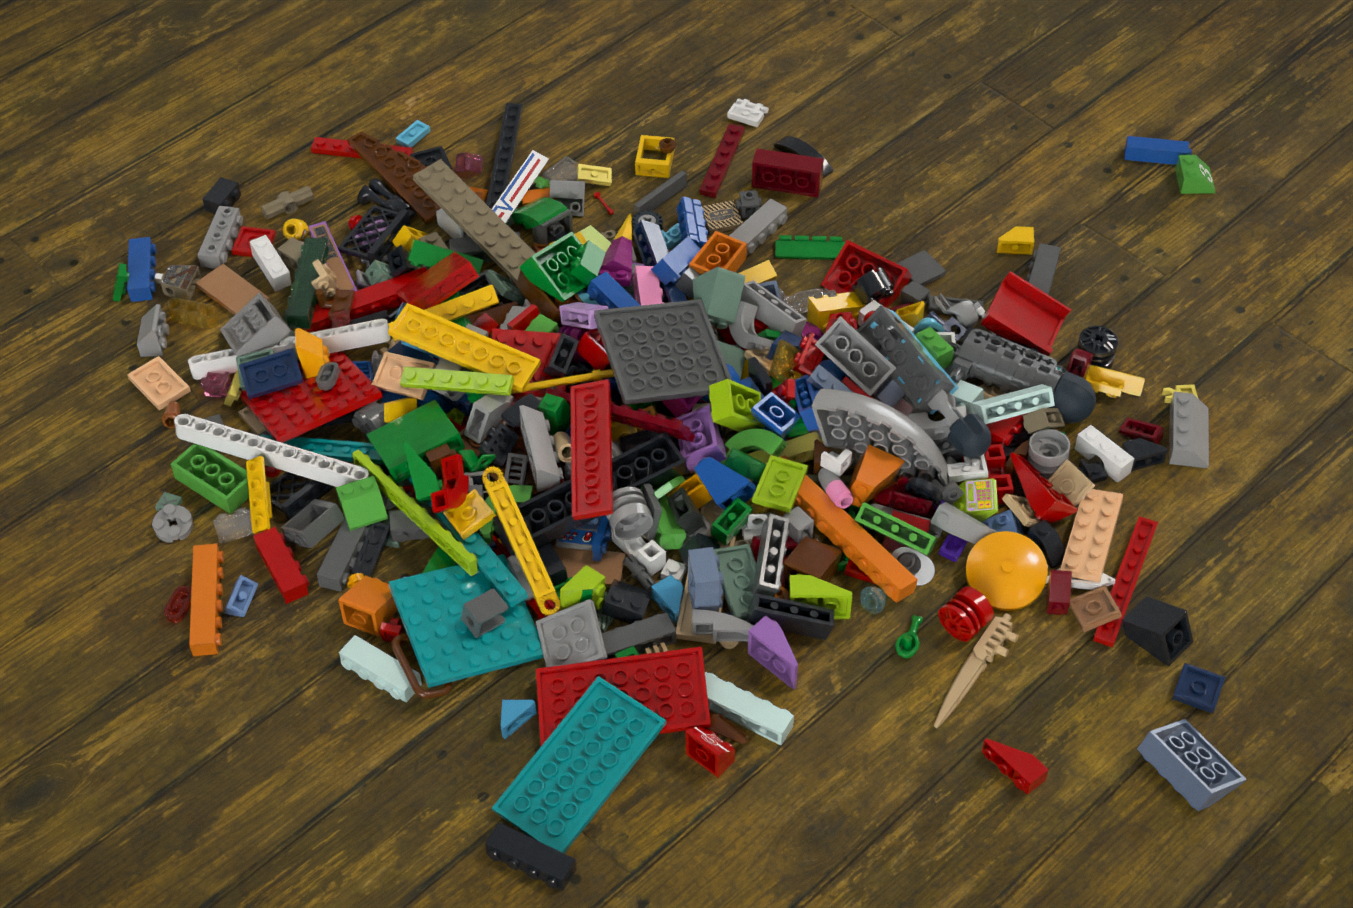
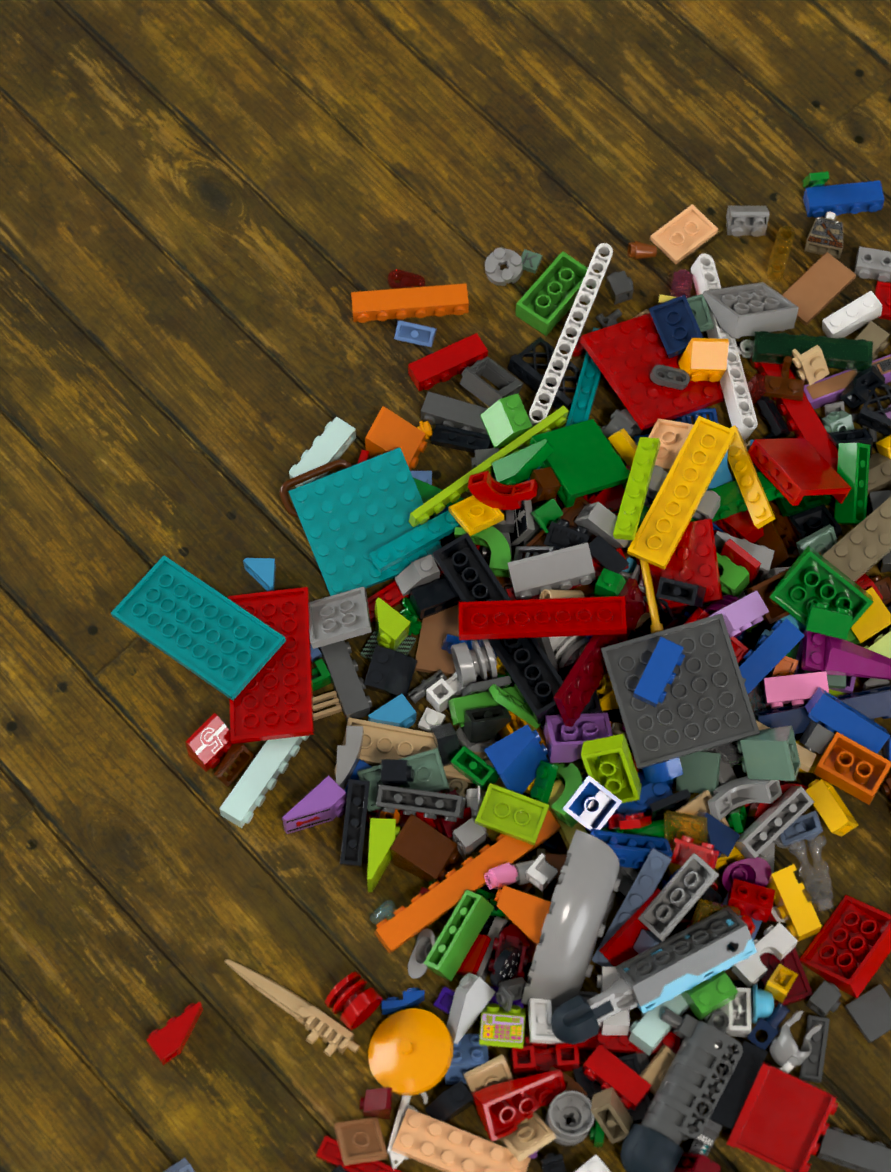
camera: 90 degrees right, 15 degrees up
(234, 525) = (499, 319): clear bracket -> none
(258, 495) = (524, 334): yellow bracket -> none
(351, 260) = (858, 389): none -> black slope
(484, 613) = (360, 533): dark grey piece -> none
(521, 541) = (436, 557): yellow plate -> none
(530, 856) = (111, 589): black brick -> none
(651, 355) = (659, 672): none -> blue brick
(704, 579) = (387, 734): sand blue brick -> none
(745, 573) = (396, 773): none -> black brick
(873, 287) = (819, 944): black brick -> none
(909, 643) = (330, 944): green piece -> none
(954, 577) = (411, 998): none -> blue slope
(1014, 403) = (622, 1074): light aqua brick -> none

